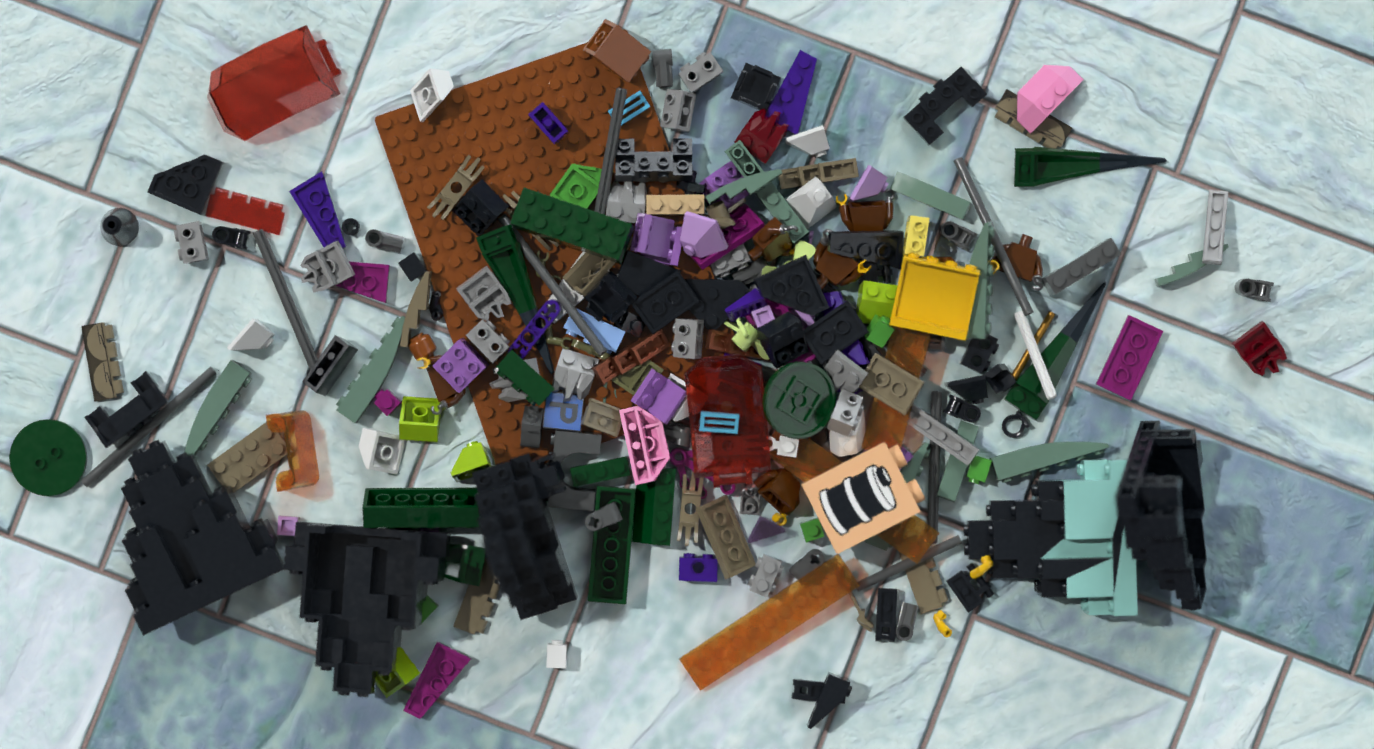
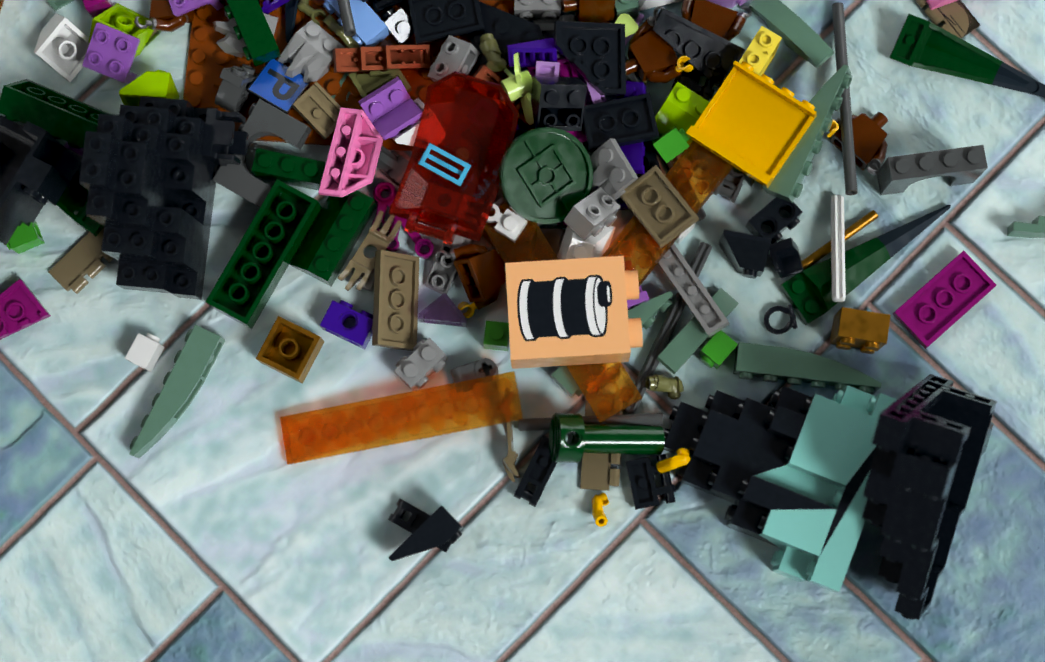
camera: 25 degrees right, 10 degrees down
(425, 443) = (111, 53): none -> medium lavender bracket
(594, 667) = (179, 388): none -> sand green slope
(607, 516) = (269, 212): dark grey piece -> none
(664, 607) = (290, 349): none -> pearl gold brick
(714, 318) = (492, 53): none -> olive arm
(901, 583) = (600, 438): none -> dark green piece
(906, 619) = (560, 486): dark grey piece -> none
(954, 511) = (665, 384): none -> olive arm
(958, 235) = (804, 84): dark grey piece -> none
(960, 409) = (726, 274): black piece -> none
(1076, 410) = (860, 330): none -> pearl gold brick

